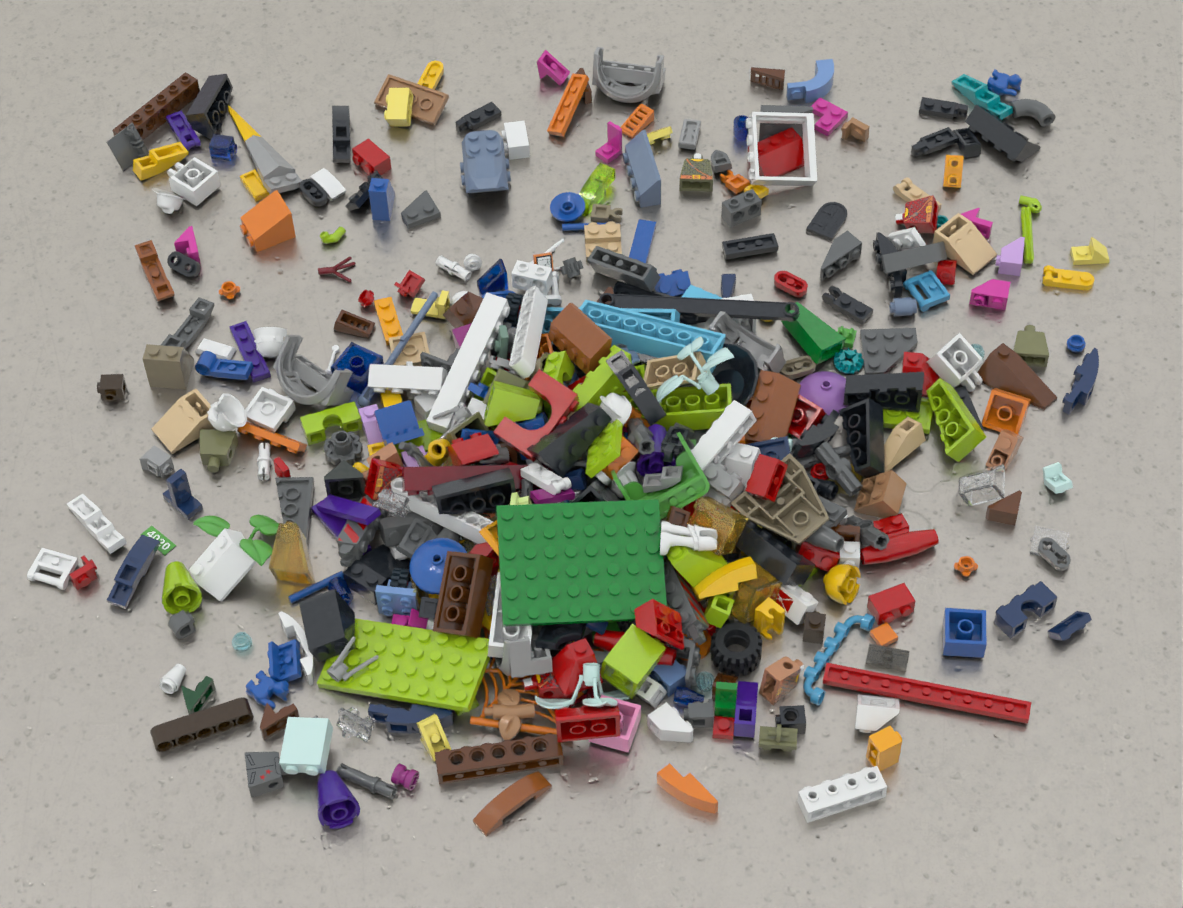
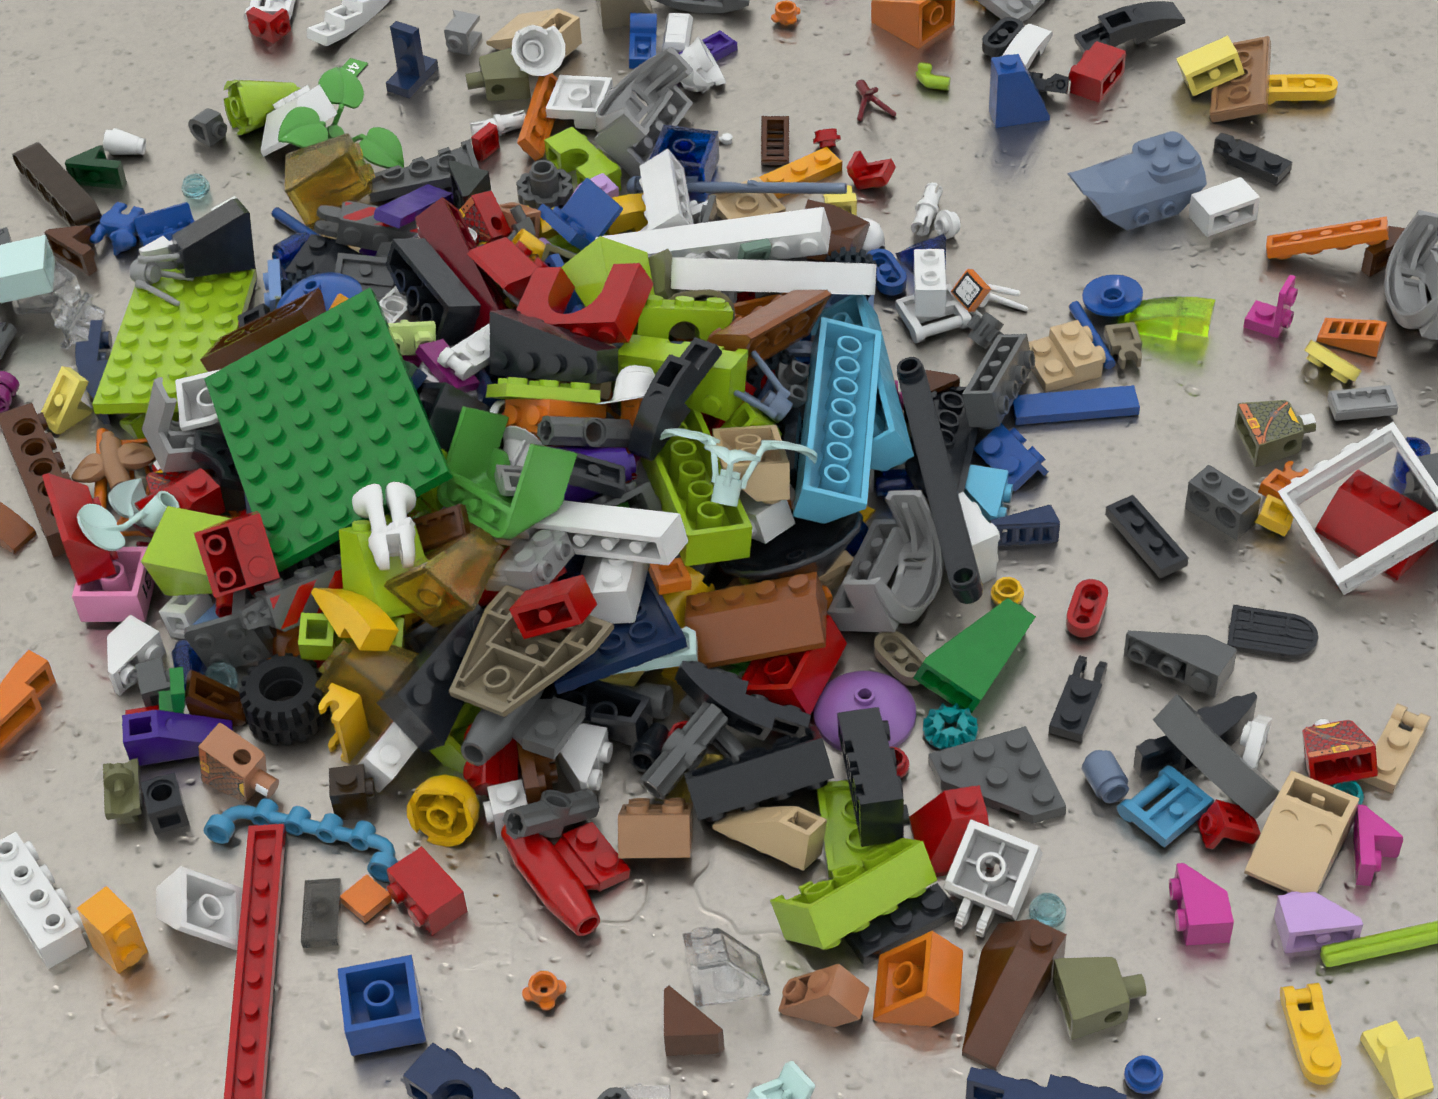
camera: 75 degrees right, 5 degrees down
(131, 570) = (287, 56): dark blue slope -> none
(420, 211) = (1028, 150): dark grey wing -> none
(552, 67) = (1400, 198): dark pink slope -> none
(643, 170) = (1235, 363): sand blue slope -> none
(720, 161) = (1314, 452): dark grey plate -> none
(849, 334) = (1002, 711): bright green tile -> none

